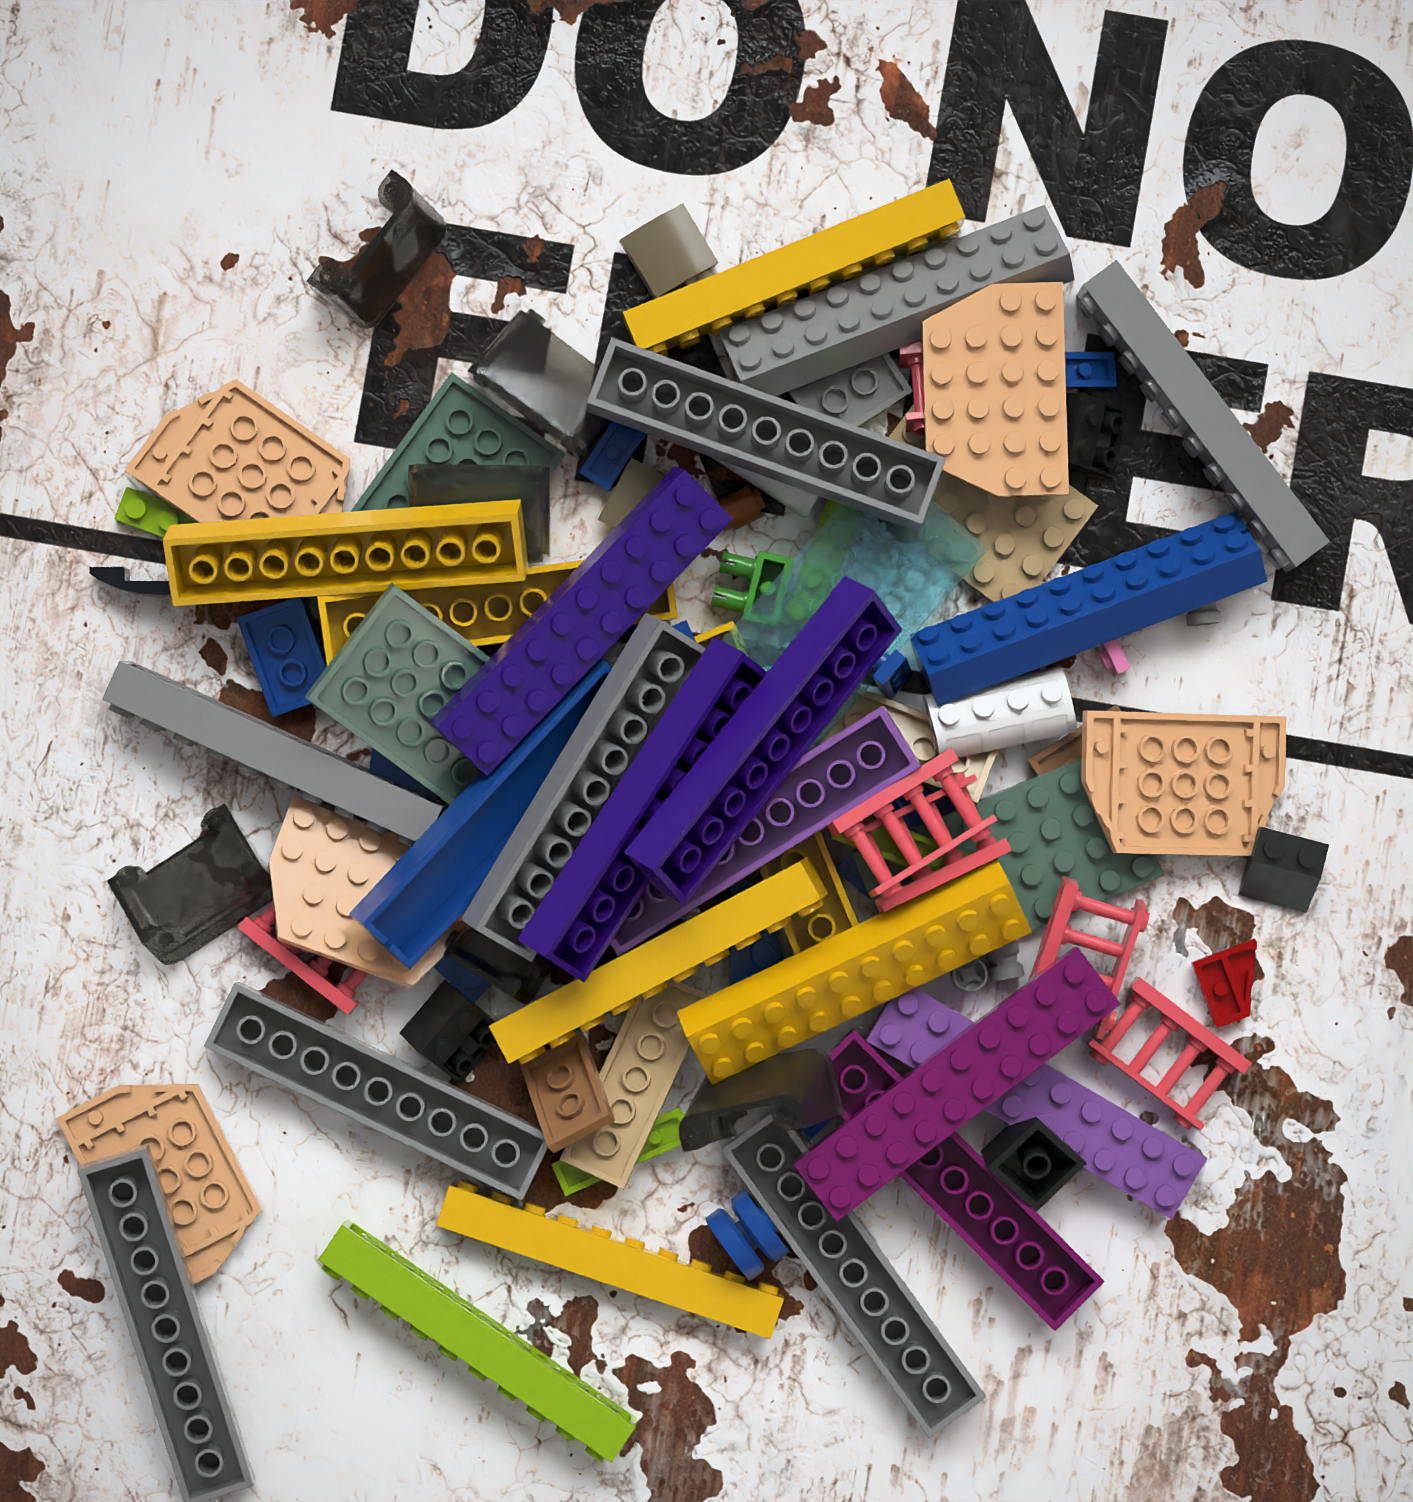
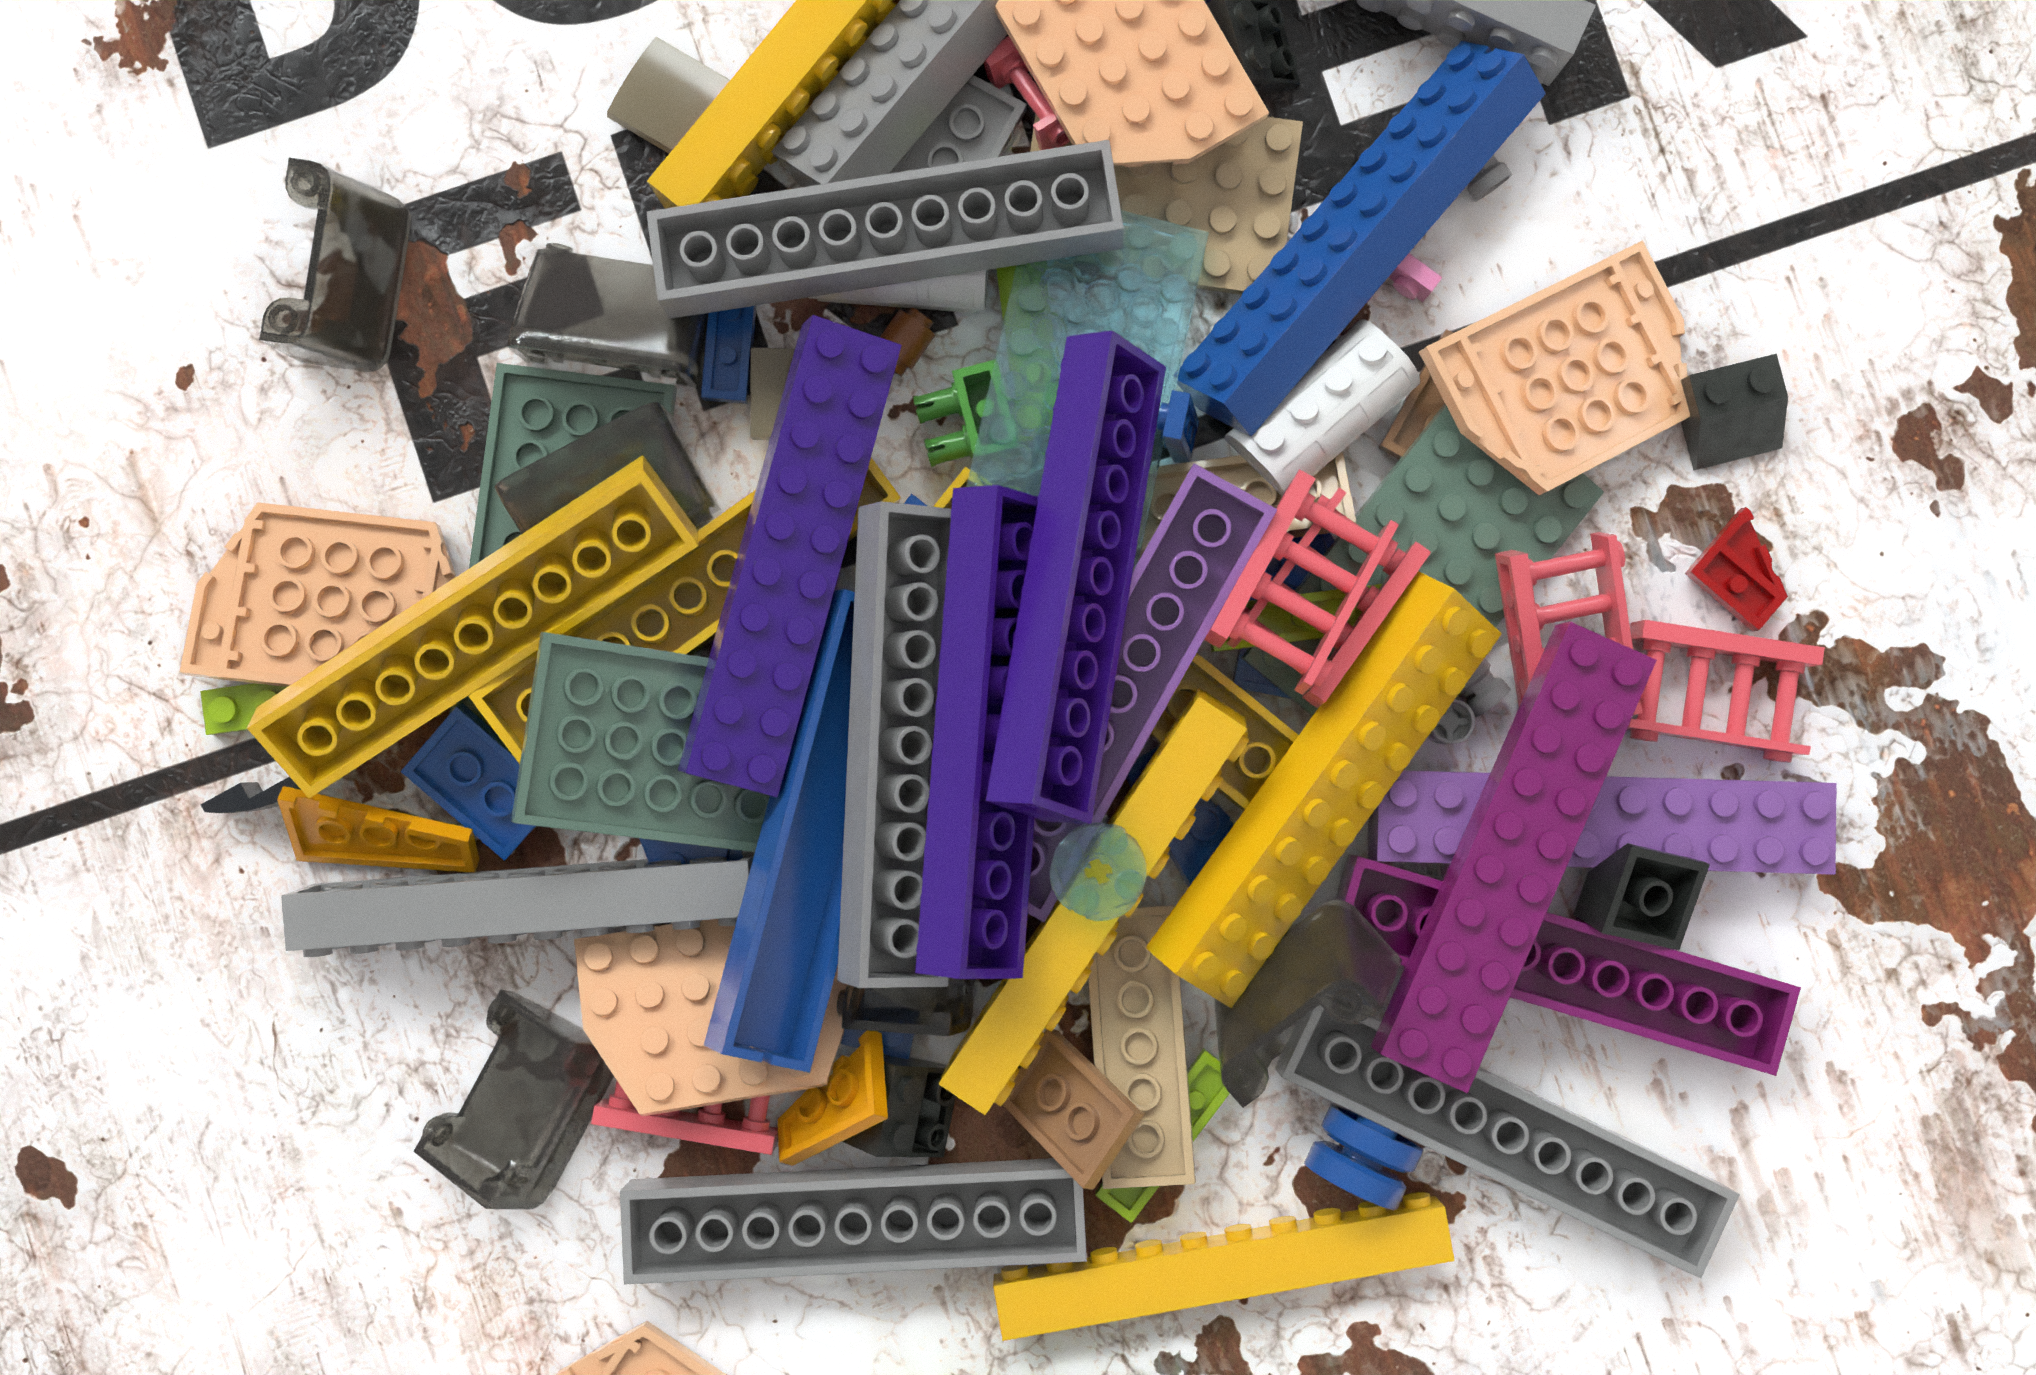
camera: 25 degrees left, 0 degrees up
(191, 650) = (360, 834): none -> light orange wing
(410, 1009) = (841, 1109): none -> light orange wing
(655, 951) = (1085, 895): none -> clear light blue plate

